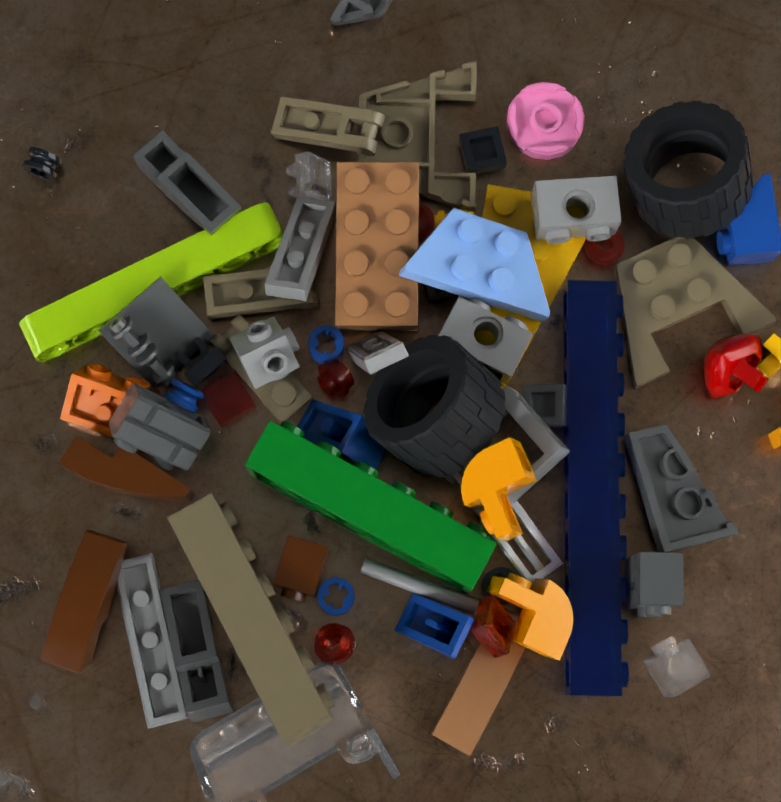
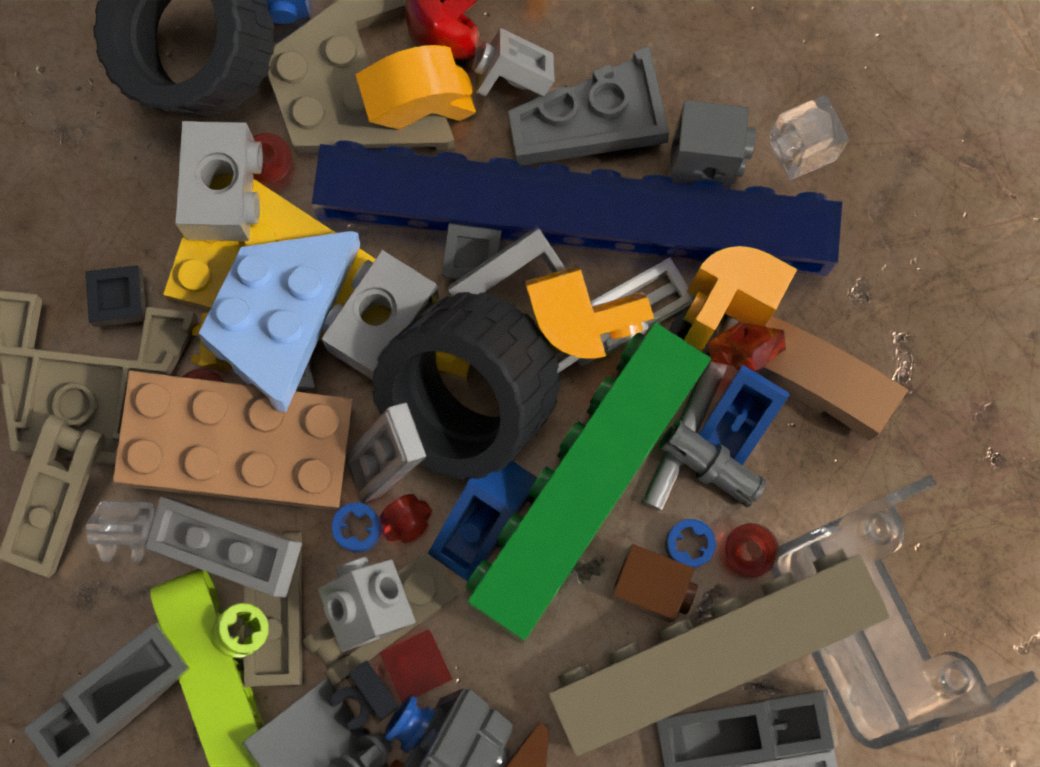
camera: 85 degrees left, 0 degrees up
(233, 277) = (251, 615): none -> lime bush
(398, 608) = (712, 463): none -> dark grey pin
(545, 121) = (84, 213): bright pink tile -> none
(674, 349) = (415, 85): none -> light orange brick
(707, 426) = (516, 60): none -> light grey bracket

